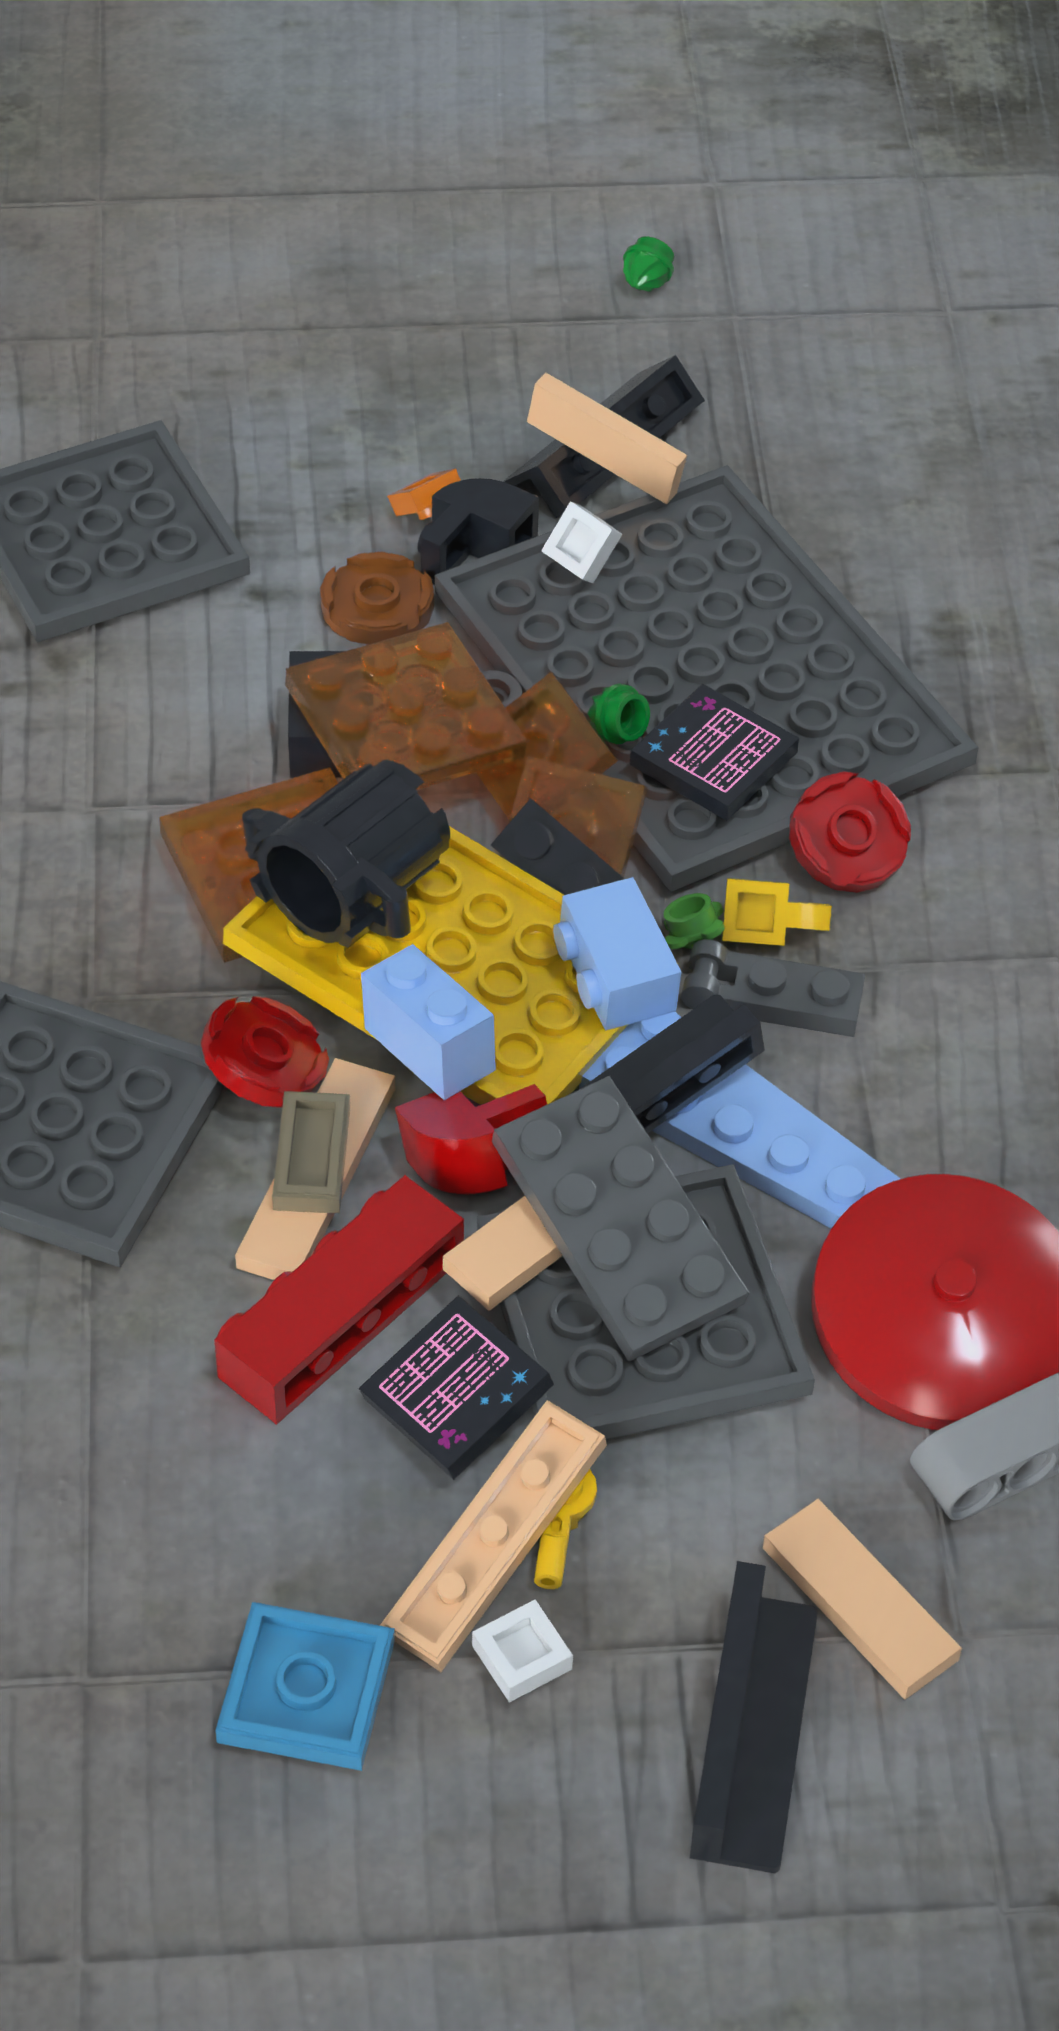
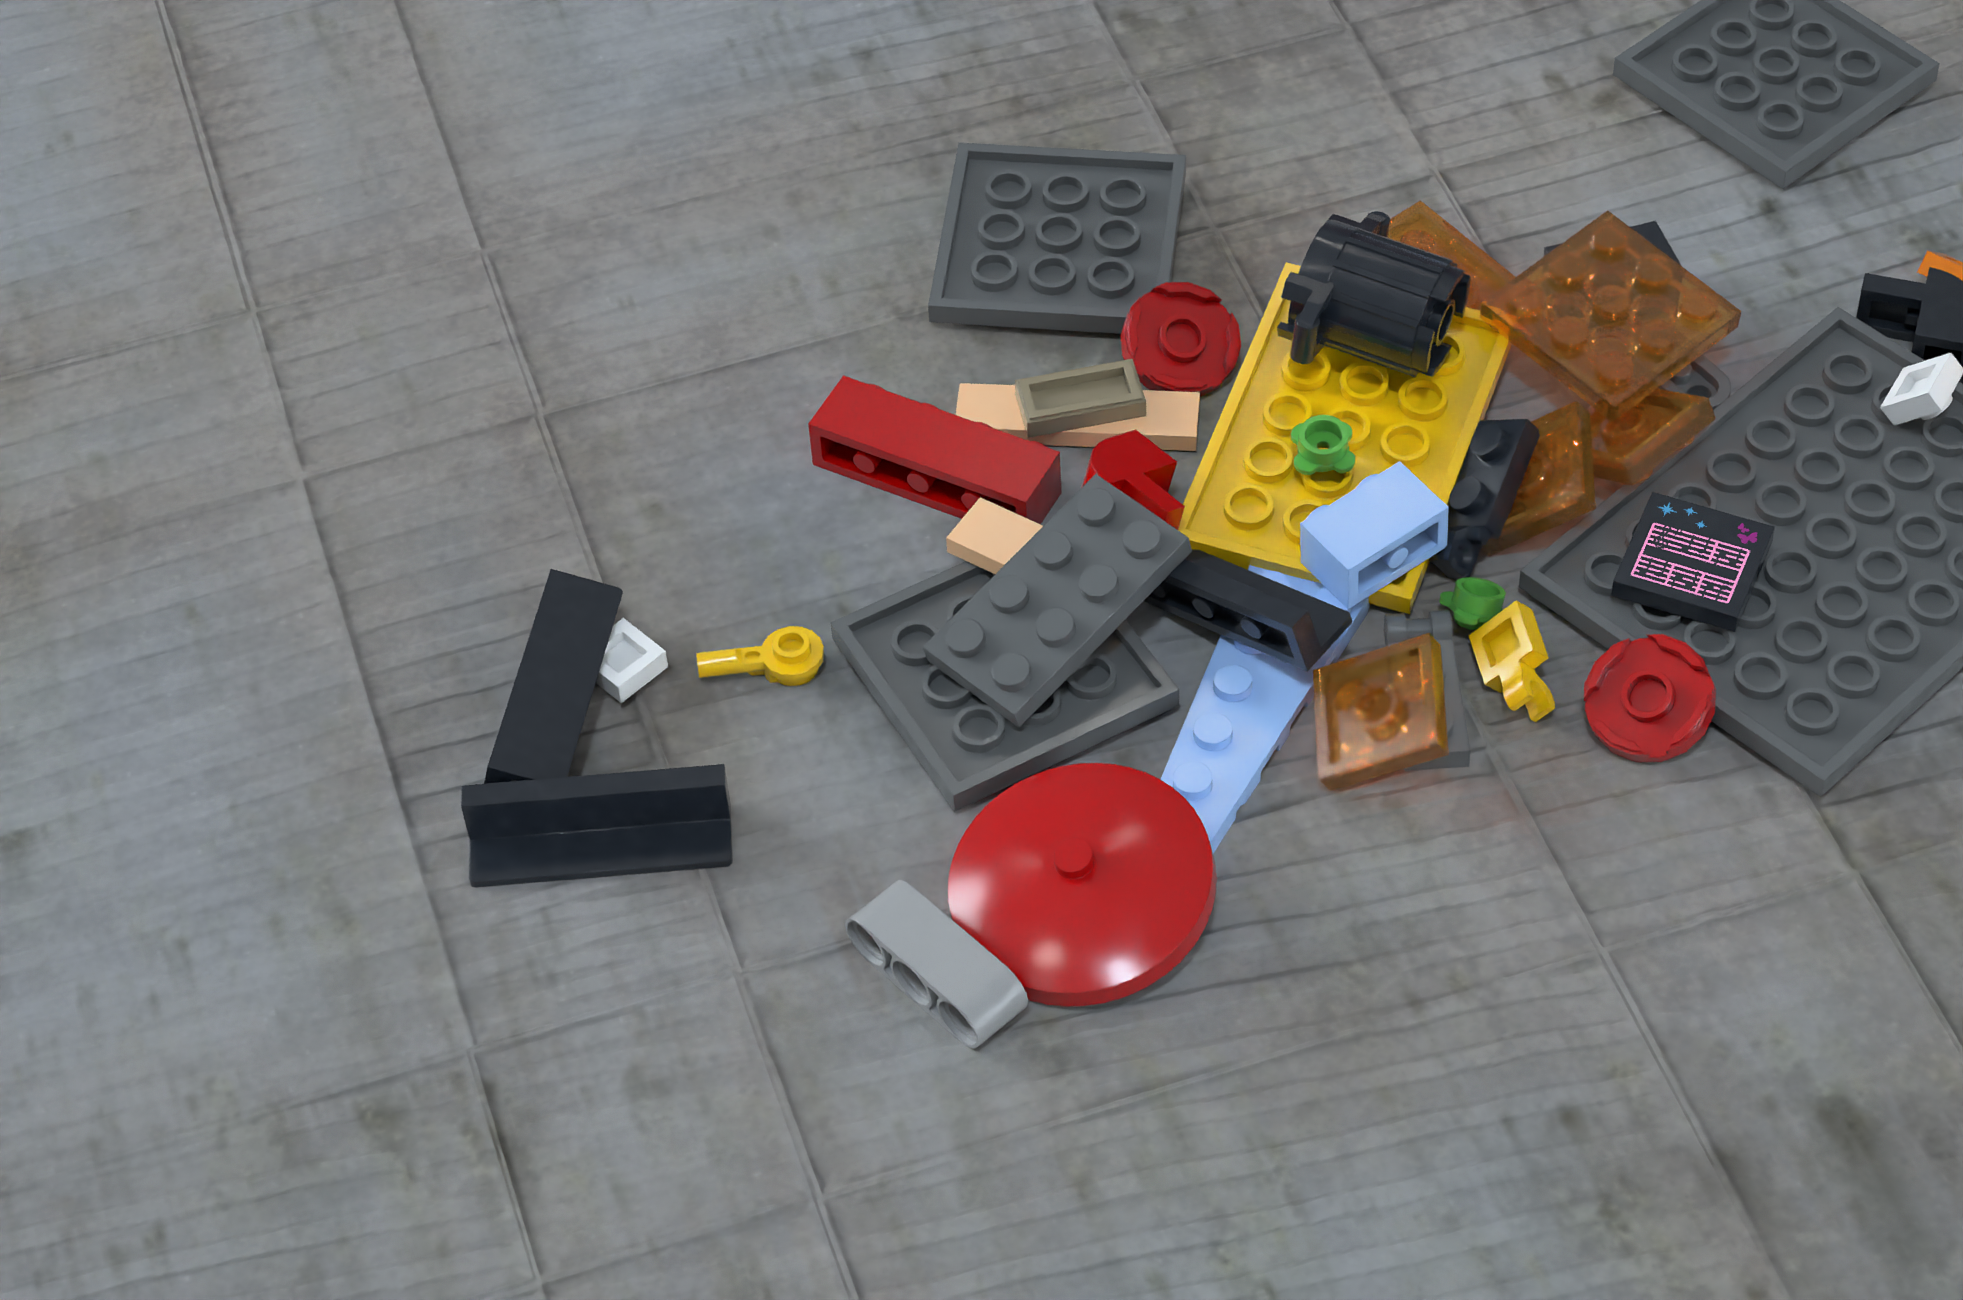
camera: 80 degrees right, 0 degrees up
(306, 1686) = (554, 527): dark azure plate -> none
(376, 597) = (1800, 283): dark orange tile -> none
(428, 1021) = (1213, 409): light blue brick -> none
(456, 1387) = (865, 552): black tile -> none
(490, 950) = (1322, 432): none -> bright green plate
(494, 1535) = (731, 611): light nougat tile -> none
(550, 1727) = (554, 680): none -> black panel
(619, 714) = (1693, 470): green plate -> none
(822, 1015) = (1380, 712): none -> clear orange plate
(862, 1598) = (745, 887): light nougat tile -> none

